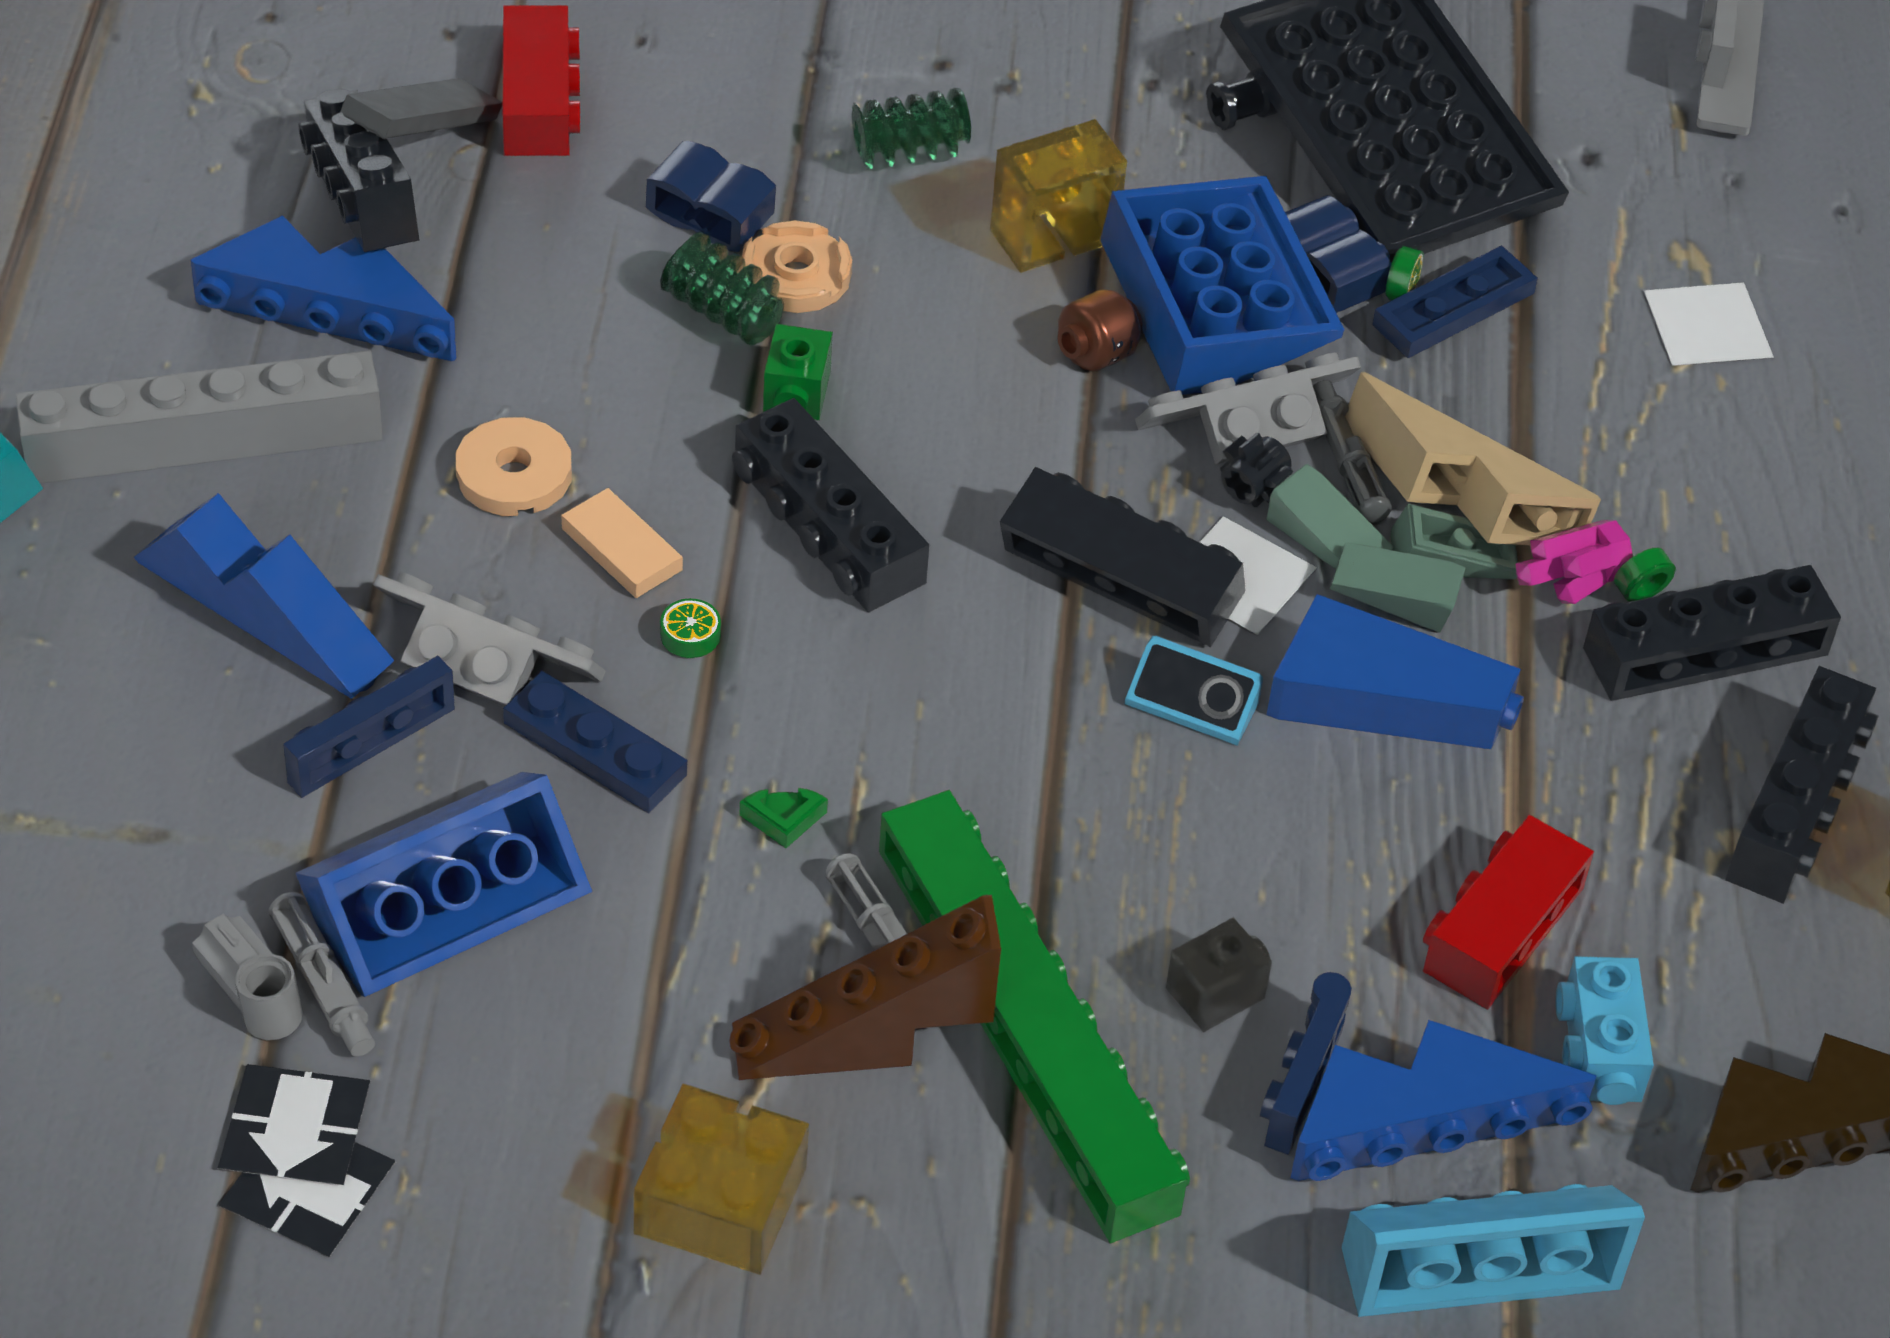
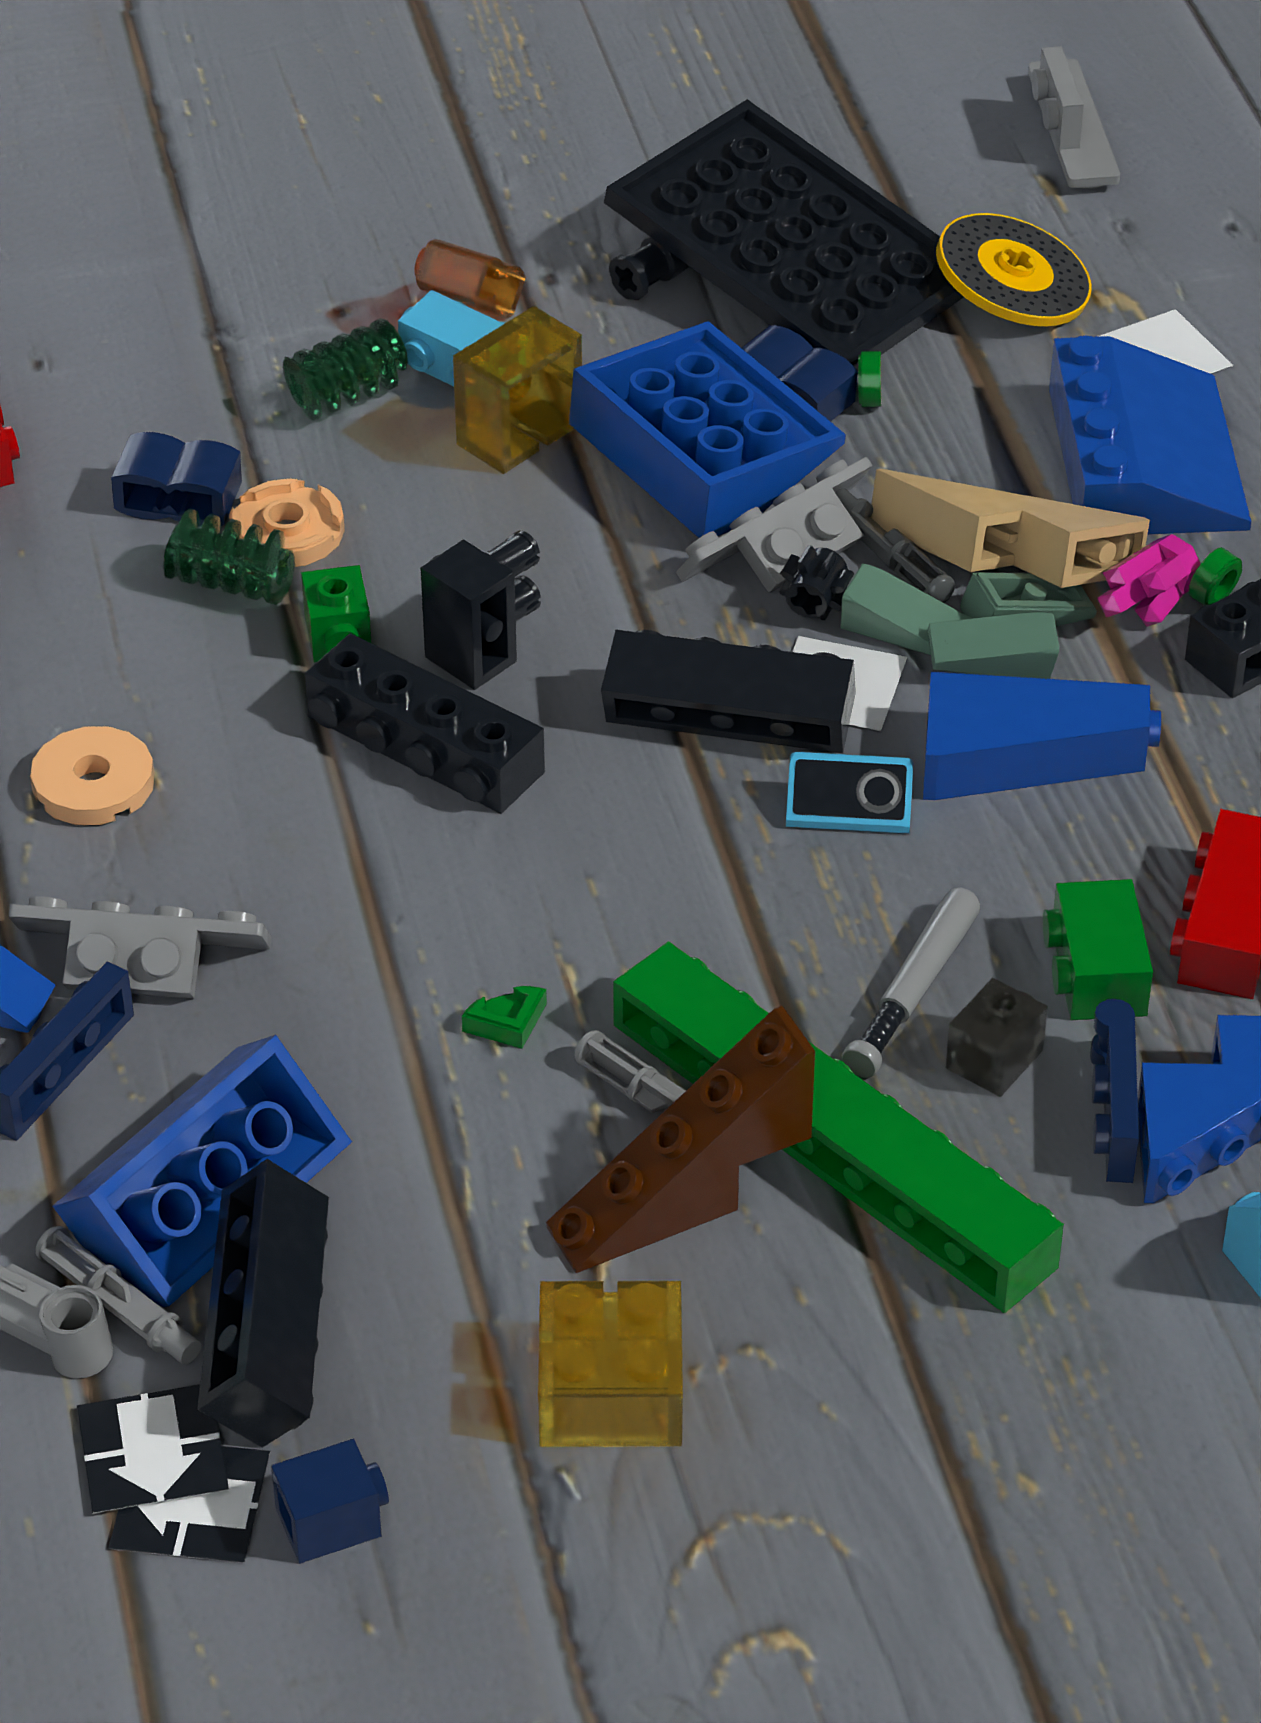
camera: 15 degrees left, 5 degrees down
(419, 1225) = (329, 1500): none -> dark blue brick
(439, 1025) = (264, 1304): none -> black brick
(595, 741) = (291, 1003): dark blue plate -> none
(622, 542) = (232, 815): light nougat tile -> none
(690, 628) = (337, 873): green tile -> none
(918, 404) = (475, 605): none -> black brick
(1013, 113) = (438, 330): none -> medium azure brick
(1063, 68) = (469, 277): none -> clear orange brick
(1099, 329) = (611, 499): copper head -> none
(1184, 882) = (924, 962): none -> light grey piece
(1356, 915) = (1098, 946): none -> green brick
(1454, 301) = (926, 390): dark blue plate -> none
(1596, 199) = (1013, 269): none -> piece
(1646, 412) = (1145, 437): none -> blue slope

